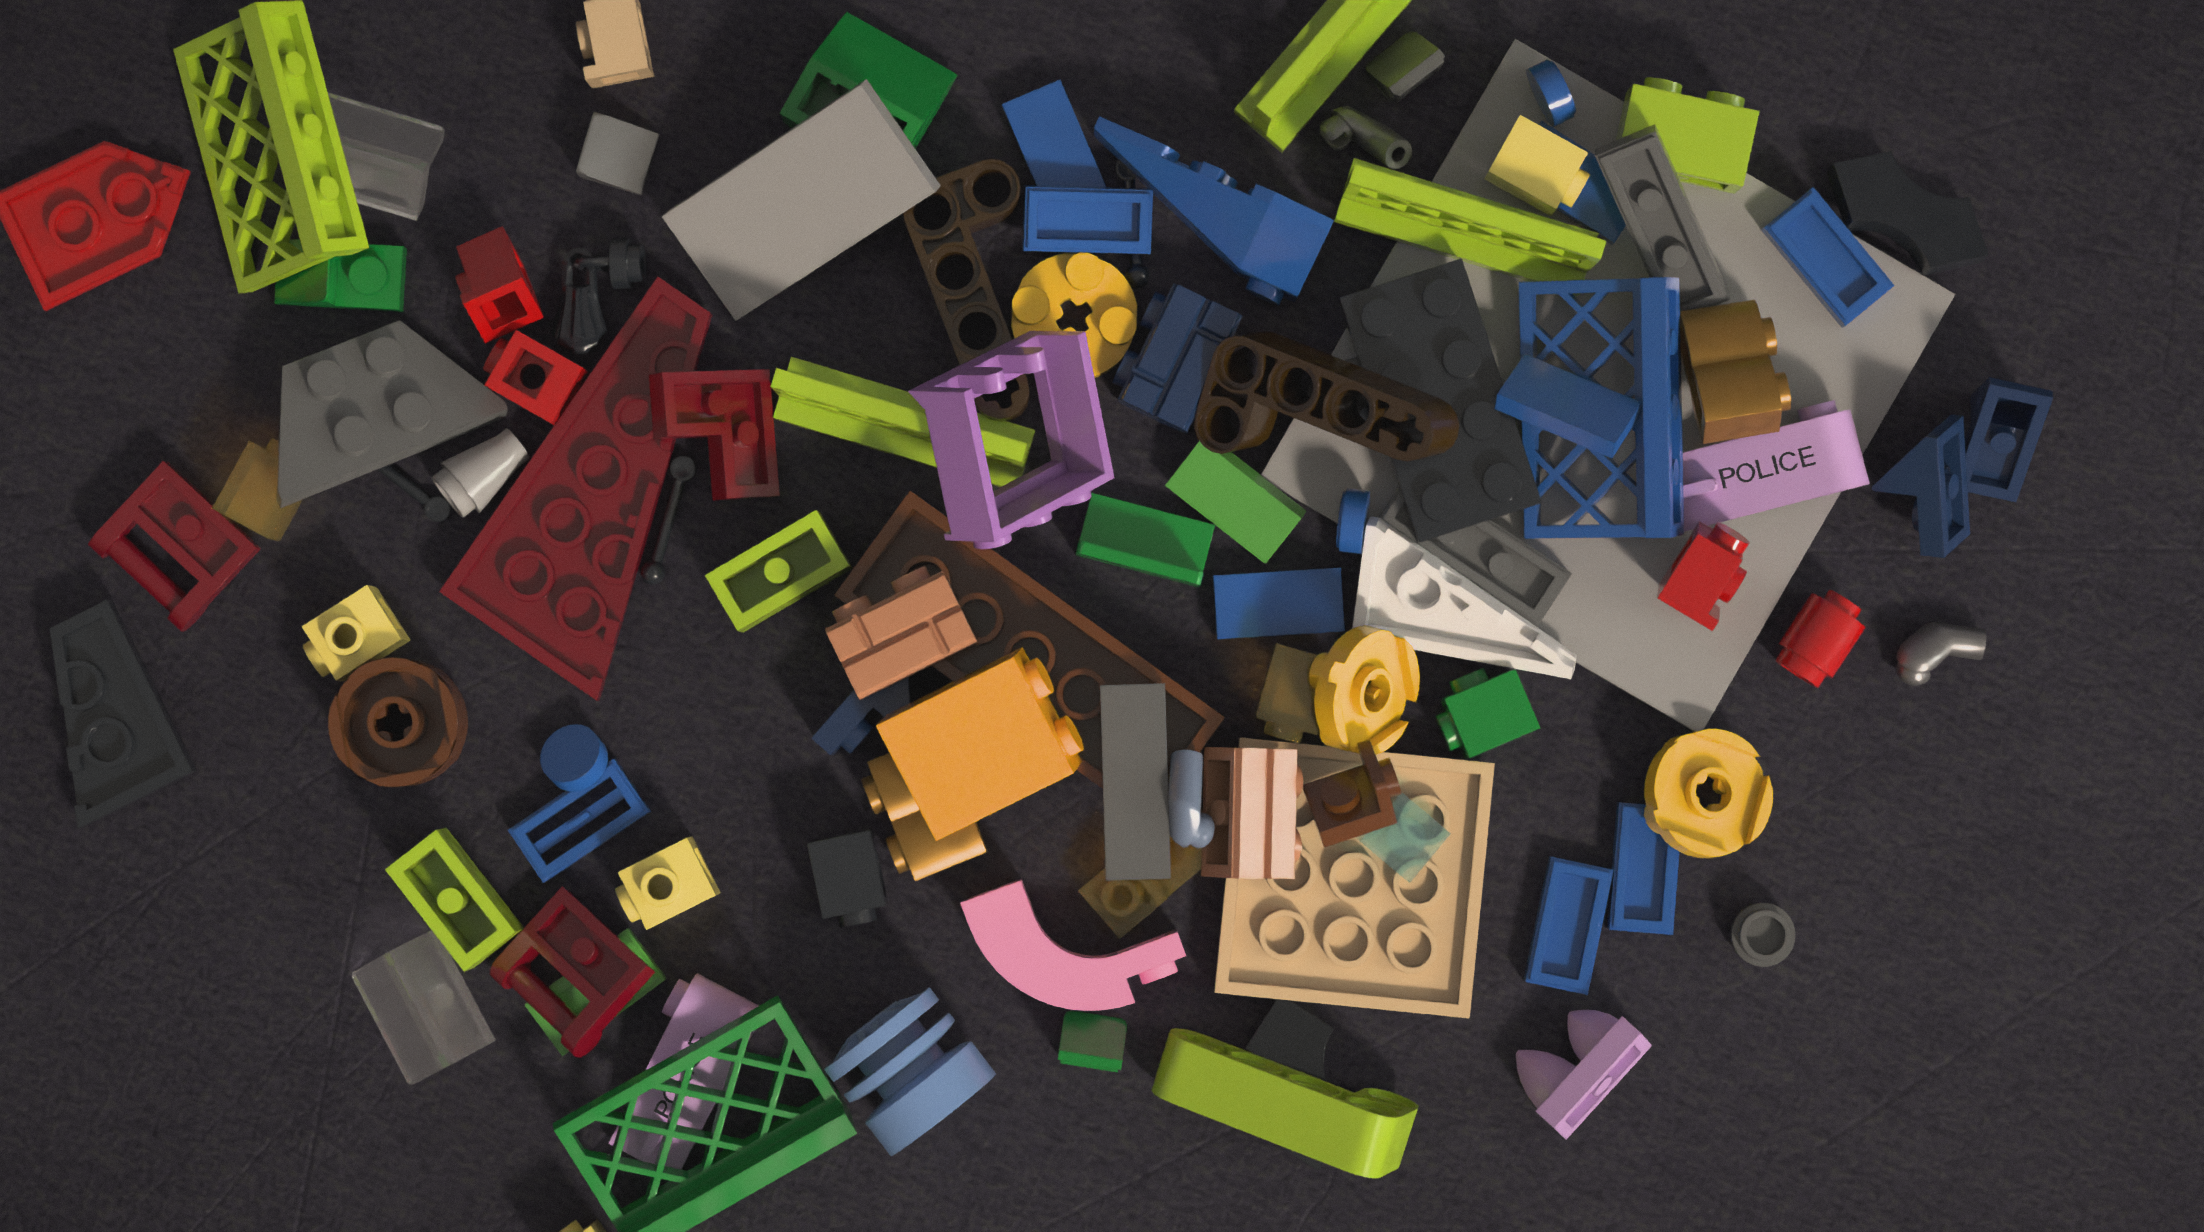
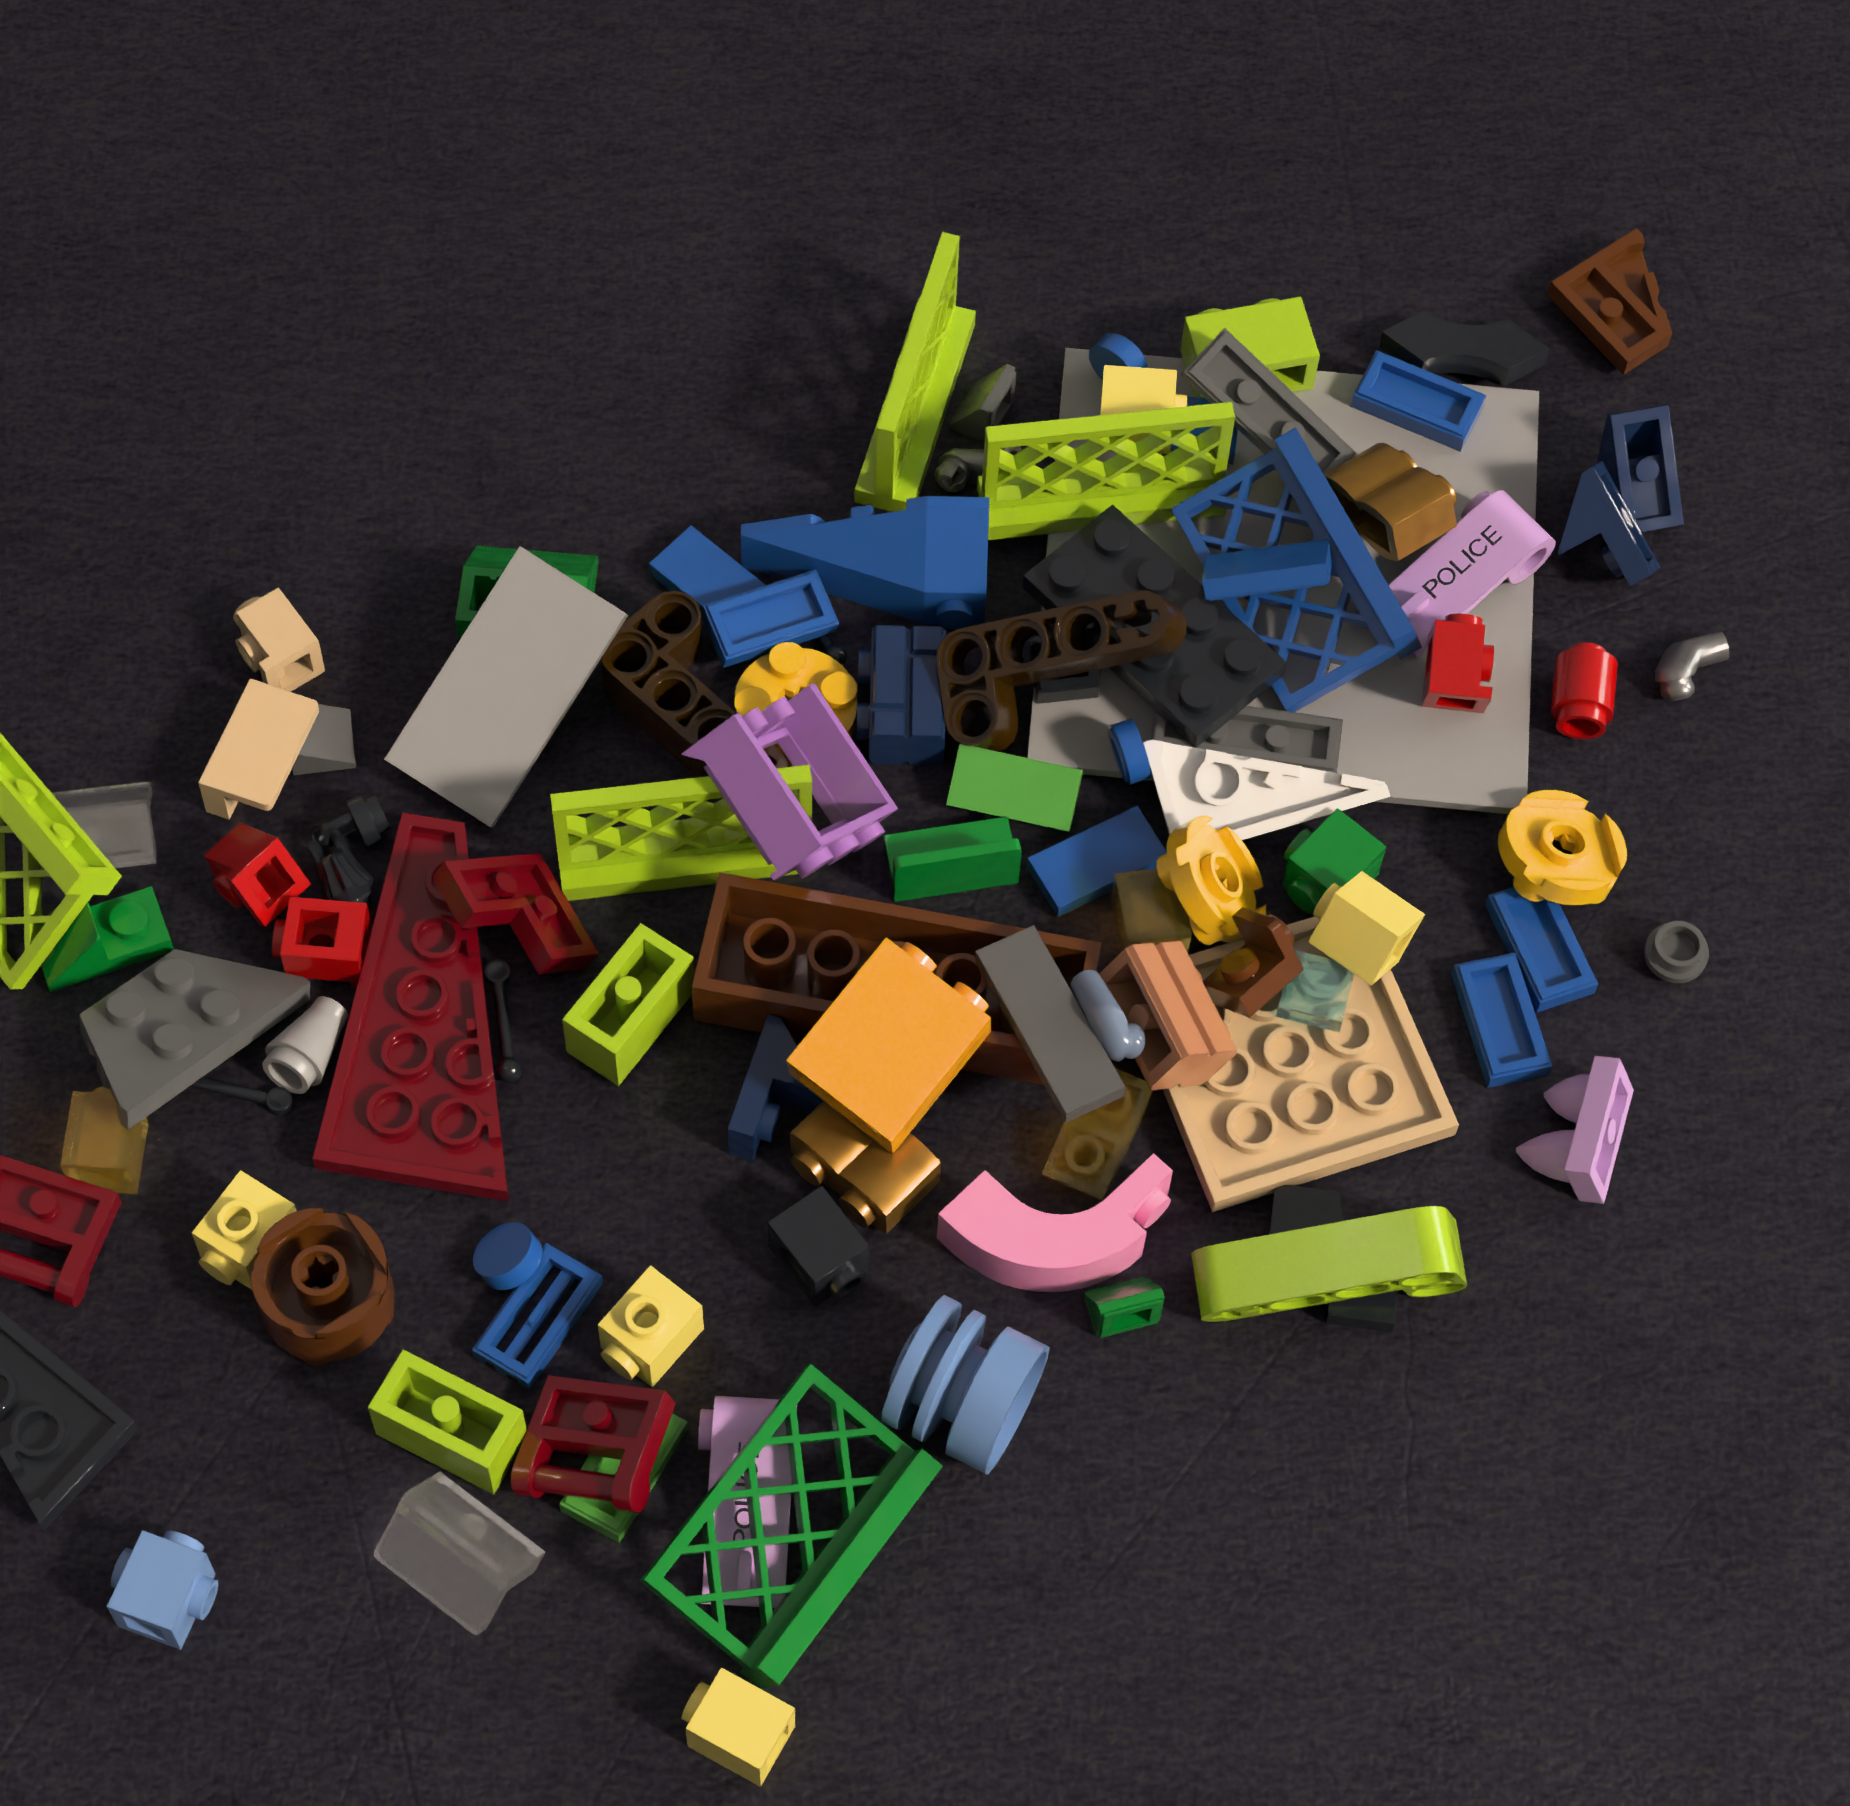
camera: 20 degrees left, 25 degrees down
(160, 931) = (162, 1587): none -> medium blue brick
(551, 154) = (257, 749): none -> tan panel
(899, 633) = (770, 979): nougat brick -> none
(1473, 806) = (1364, 926): none -> light yellow brick
(2087, 227) = (1616, 303): none -> reddish brown wing

